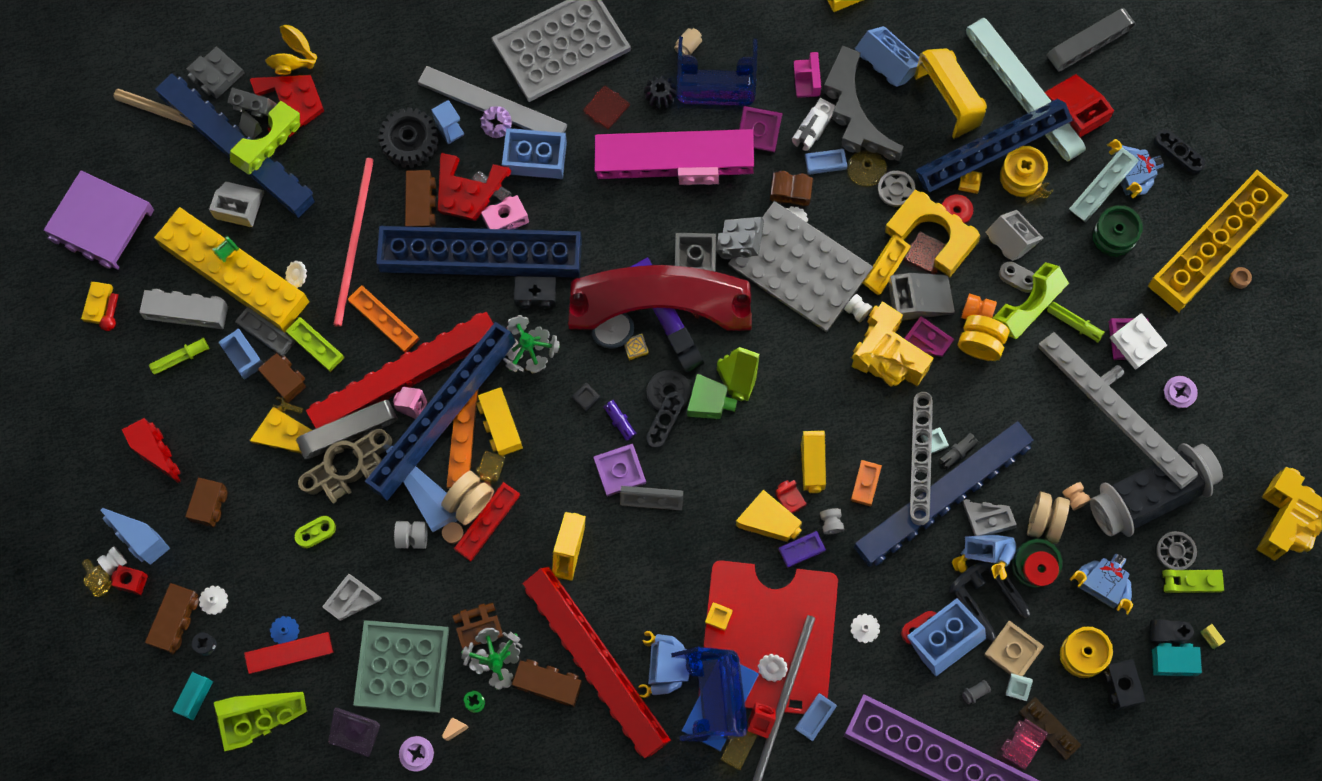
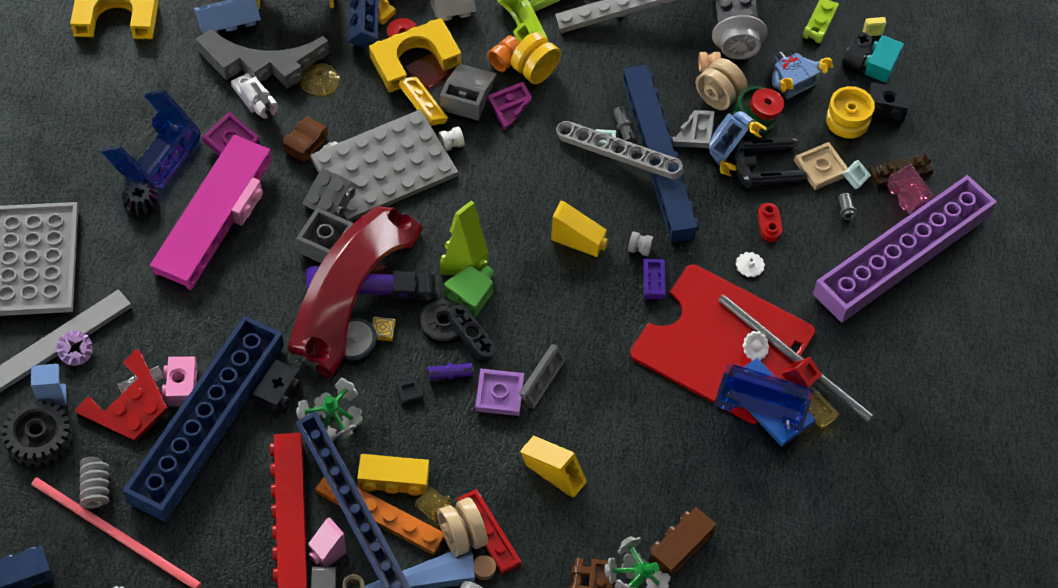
camera: 70 degrees left, 15 degrees down
(383, 319) = (219, 538): orange plate -> none
(384, 202) = (93, 482): none -> light grey piece
(420, 199) = (114, 449): reddish brown brick -> none
(535, 153) = (133, 324): medium blue brick -> none
(596, 662) = (679, 489): red brick -> none
(606, 107) = (122, 251): clear red piece -> none
(665, 672) = (713, 428): medium blue torso -> none
(691, 41) = (101, 160): tan brick -> none
(718, 616) = (688, 365): yellow tile -> none
(769, 519) = (612, 290): yellow slope -> none
(790, 496) = (599, 268): red bracket -> none
(807, 76) = (204, 80): dark pink panel -> none
(815, 716) = (815, 334): medium blue tile -> none
(825, 161) = (294, 105): medium blue tile -> none
(866, 483) = (617, 204): orange plate -> none
(887, 353) = (508, 130): yellow brick -> none
(895, 188) = (354, 66): light grey wheel -> none
(947, 637) = (790, 202): medium blue slope -> none
(1017, 278) = (492, 17): light grey plate -> none
(1176, 551) = (789, 20): flat silver wheel -> none

